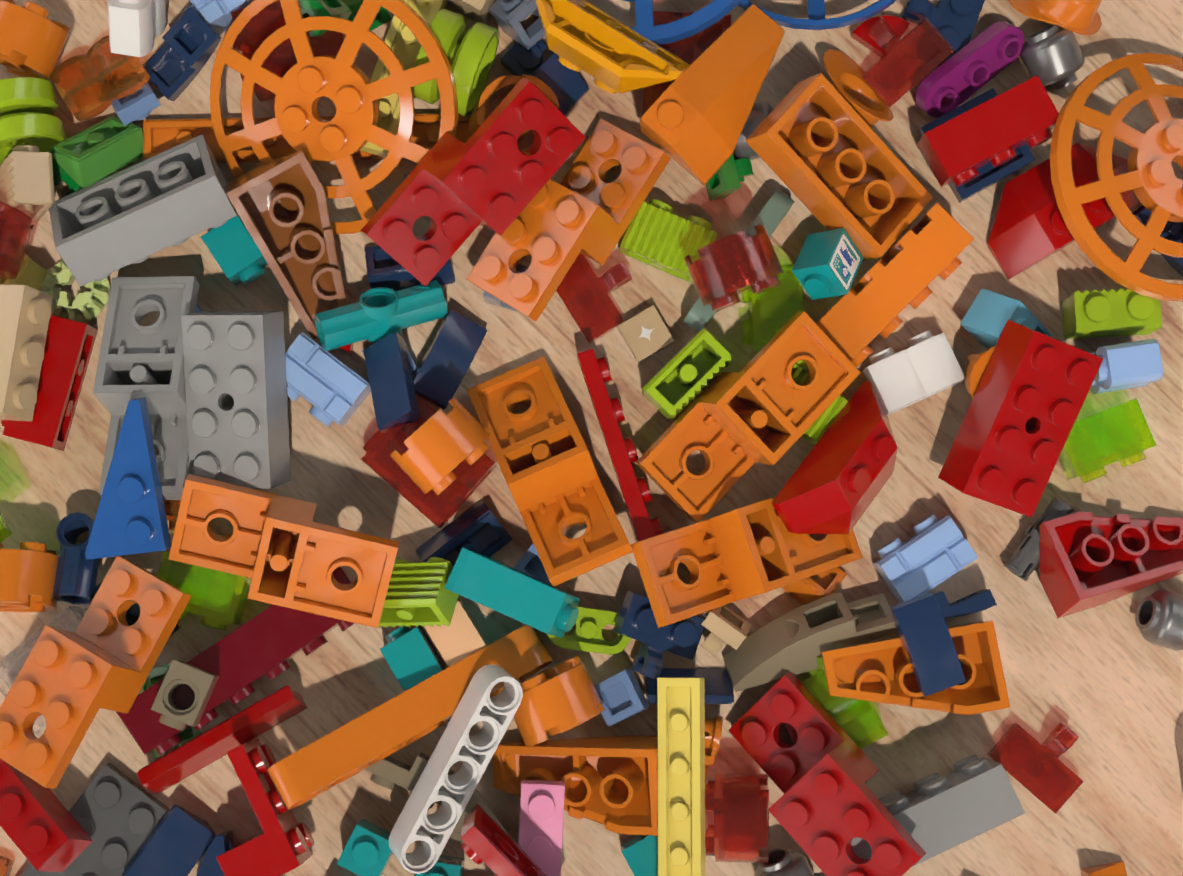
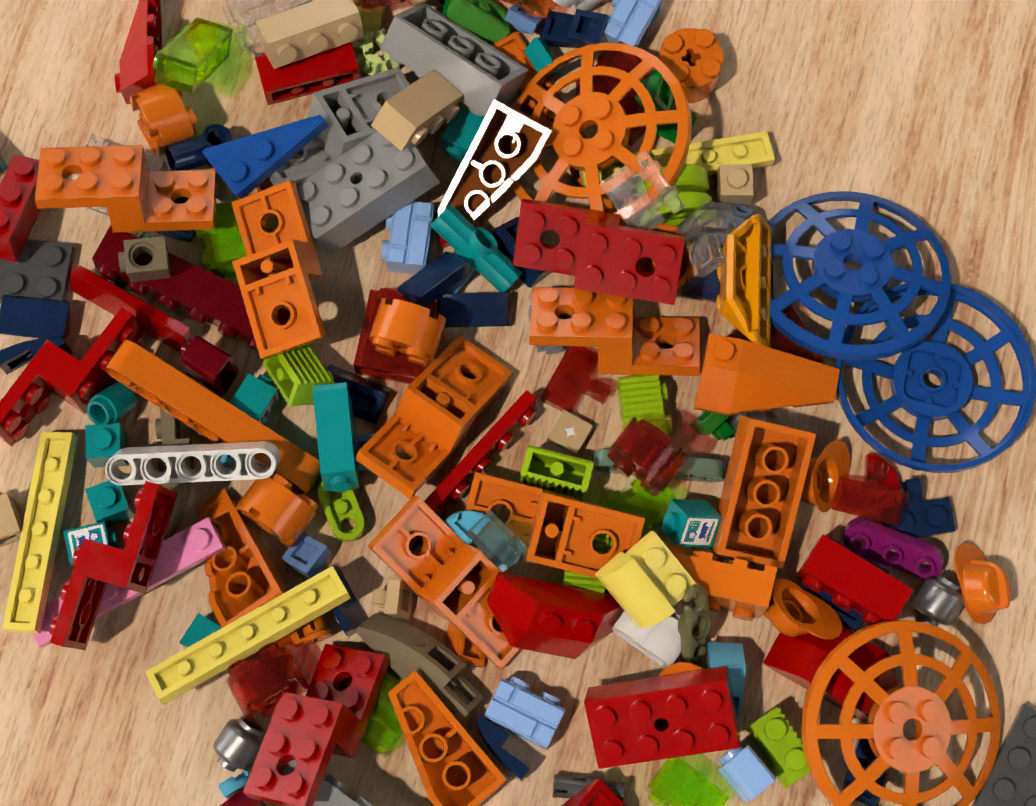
camera: 55 degrees right, 10 degrees down
(190, 287) = (418, 110): none -> tan brick
(191, 110) = (540, 55): none -> teal slope
(326, 822) = (111, 404): none -> teal brick
(343, 688) = (208, 364): none -> dark red brick
(440, 109) = (632, 198): none -> clear plate
(458, 638) = (288, 421): light nougat brick -> none
(518, 53) = (705, 234): none -> clear brick
(638, 622) = (370, 568): dark blue plate -> none
(690, 503) = (462, 522): none -> medium azure tile
(733, 484) = (496, 541): none -> clear light blue brick
(872, 350) = (646, 581): none -> light yellow brick
(928, 644) = (462, 739): dark blue slope -> none
(940, 325) = (700, 610): none -> olive piece
(991, 203) = (799, 612): none -> orange piece

